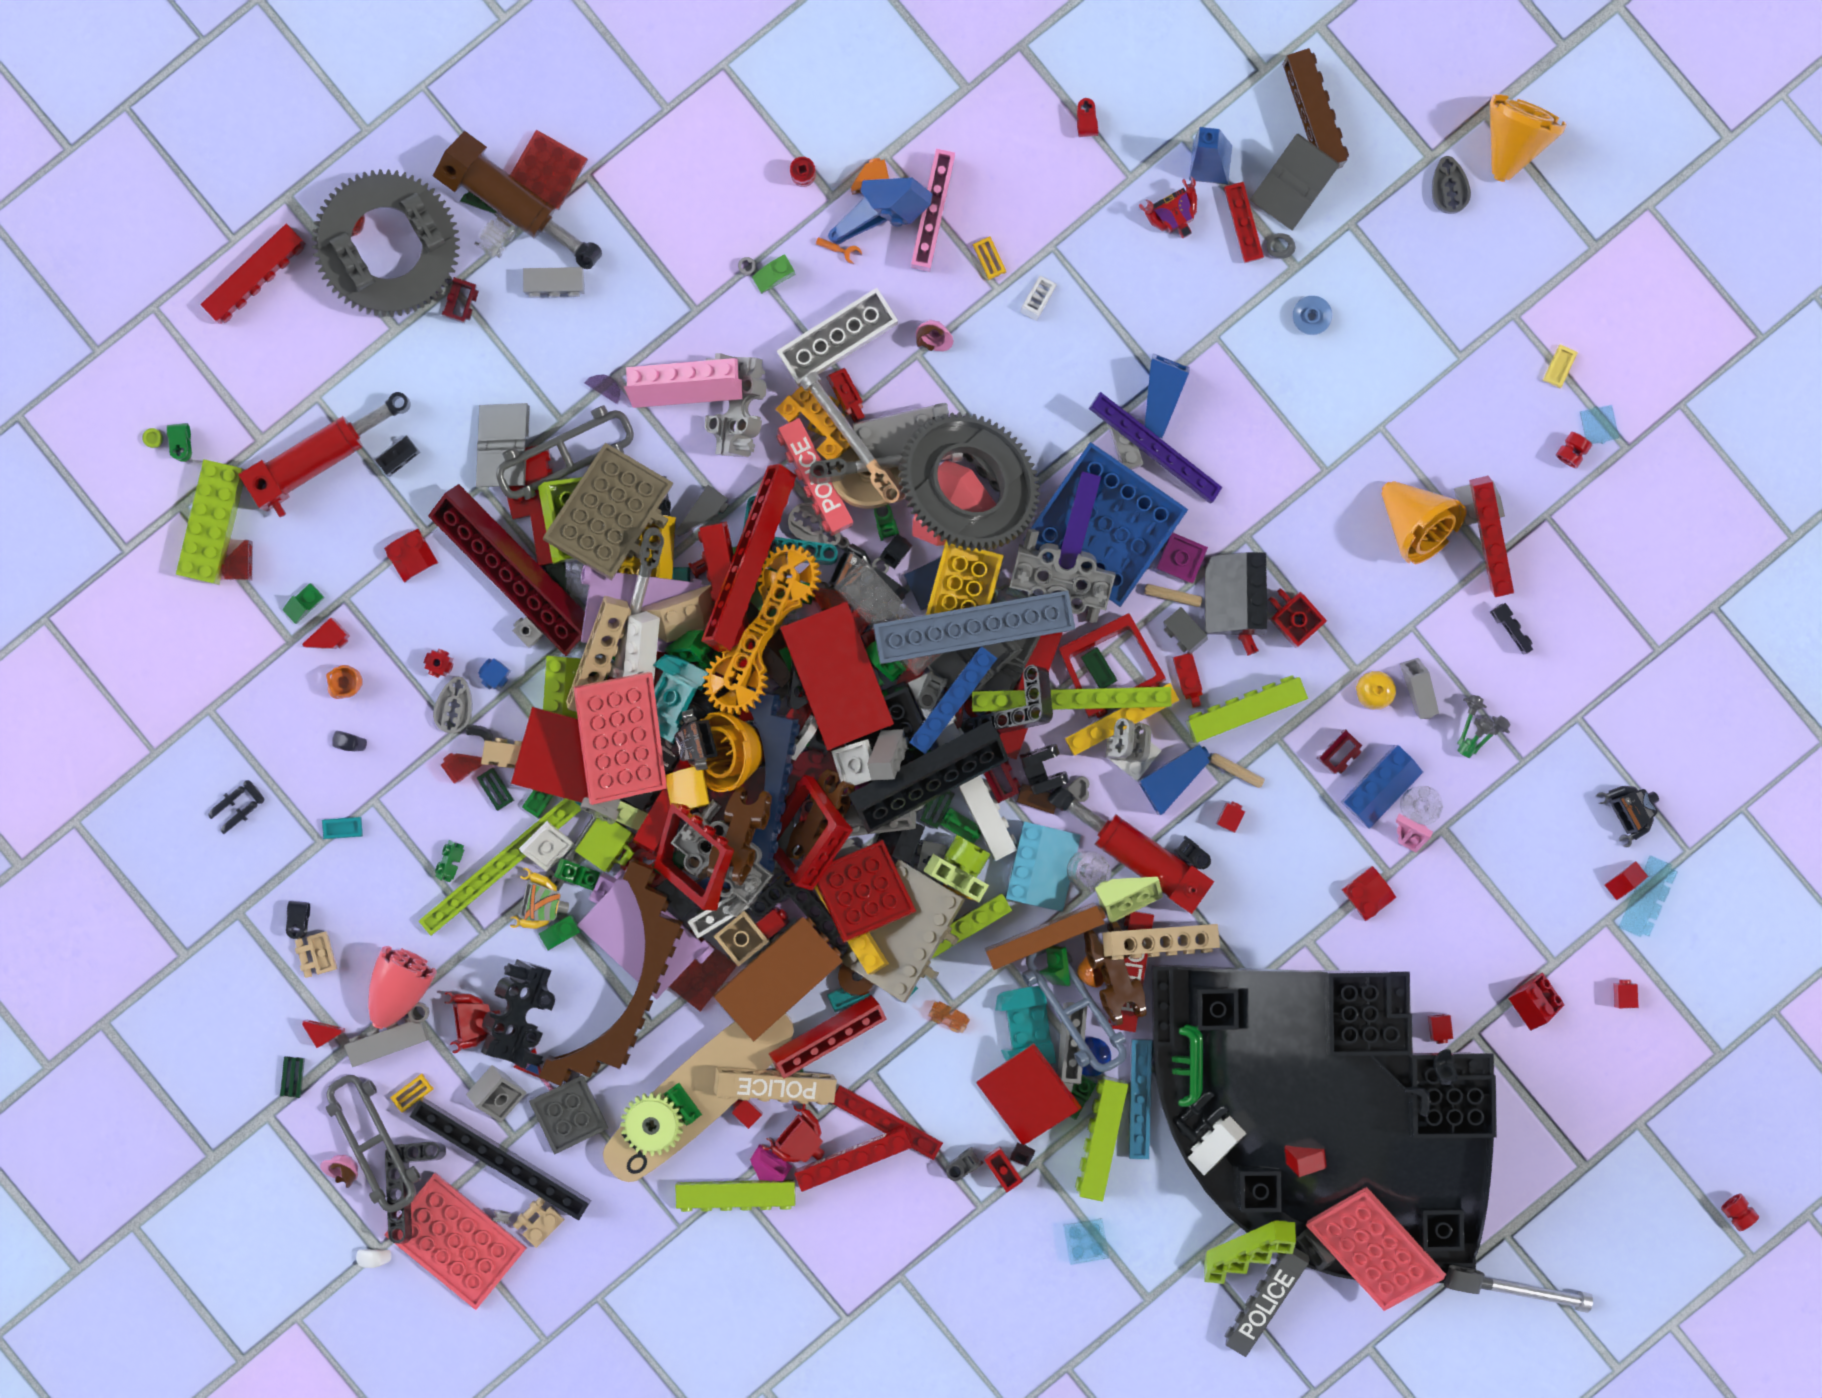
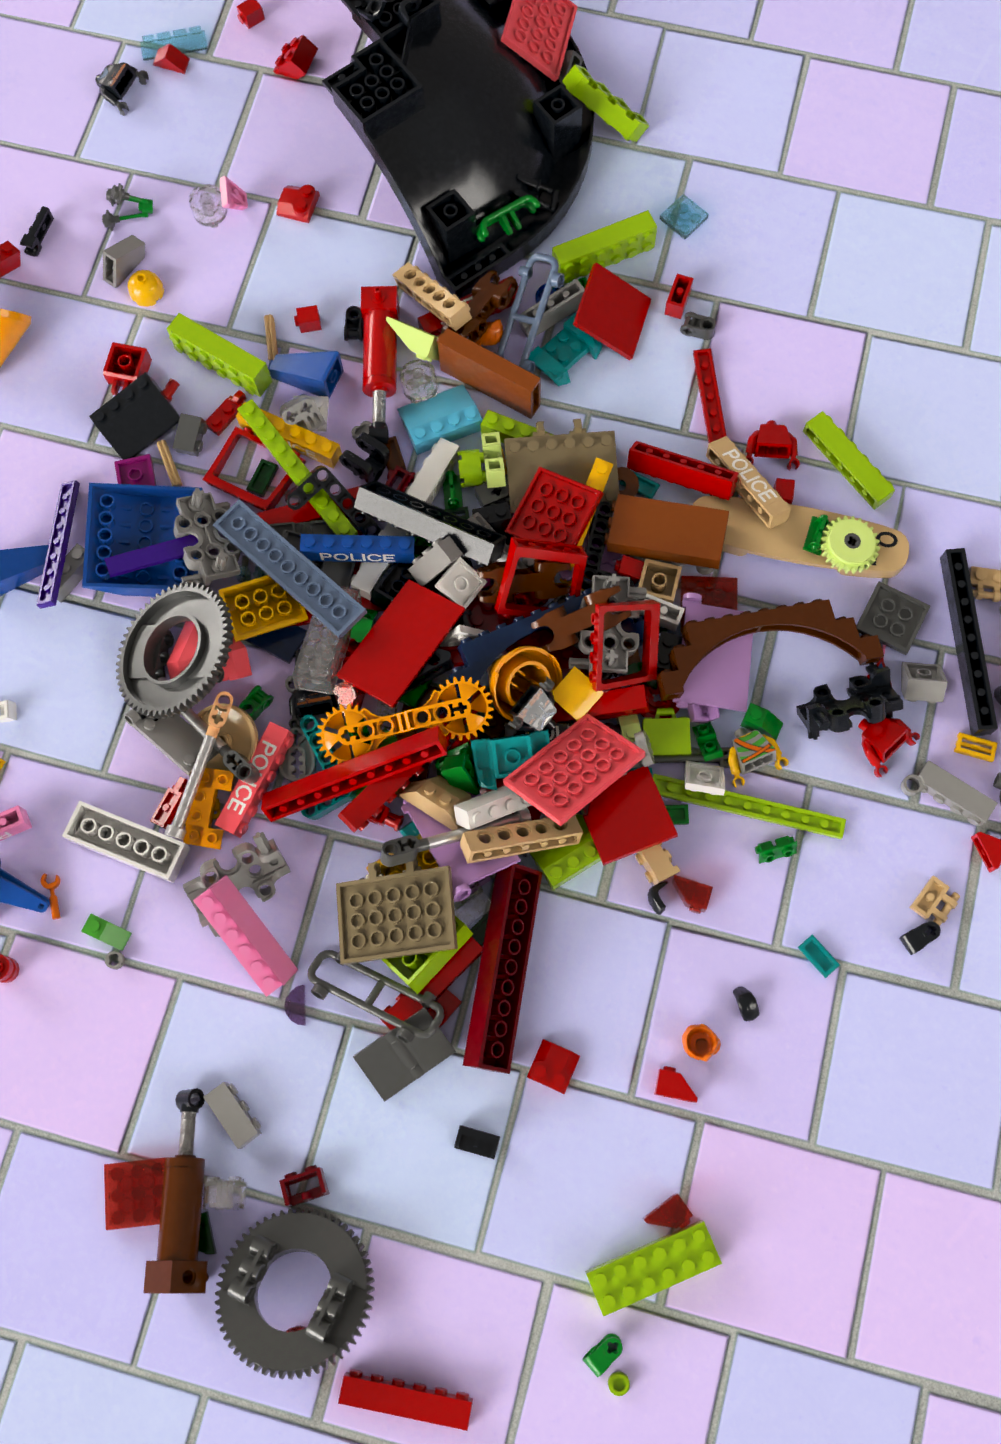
camera: 125 degrees left, 15 degrees down
(241, 815) = (875, 1050): black piece -> none
(303, 603) = (661, 1130): green slope -> none
(313, 456) = (529, 1215): red piece -> none
(397, 985) = (905, 813): coral cylinder -> none
(442, 706) = (648, 925): light grey piece -> none
(445, 663) = (622, 981): red brick -> none
(494, 674) = (600, 922): blue brick -> none
(504, 802) = (696, 839): dark green tile -> none
(527, 632) = (545, 918): light grey brick -> none
(706, 508) = (341, 849): dark grey slope -> none
(769, 1166) = (808, 452): dark pink slope -> none
(853, 1158) = (754, 396): red brick -> none
(896, 551) = (273, 678): black brick -> none
(931, 689) = (361, 569): dark grey piece -> none
(934, 336) = (76, 767): bright pink piece -> none
(940, 1014) = (603, 412): clear orange hinge -> none
(1022, 1154) = (657, 293): black plate -> none
(1057, 971) = (509, 352): green slope -> none
(1140, 1099) = (584, 227): dark azure plate -> none
(1216, 1144) = (549, 168): white brick -> none
(1266, 1301) = (634, 78): dark grey brick -> none
(1305, 1160) = (514, 89): red slope -> none
(1334, 746) = (208, 279): dark red window -> none
(1382, 786) = (212, 243): blue slope -> none

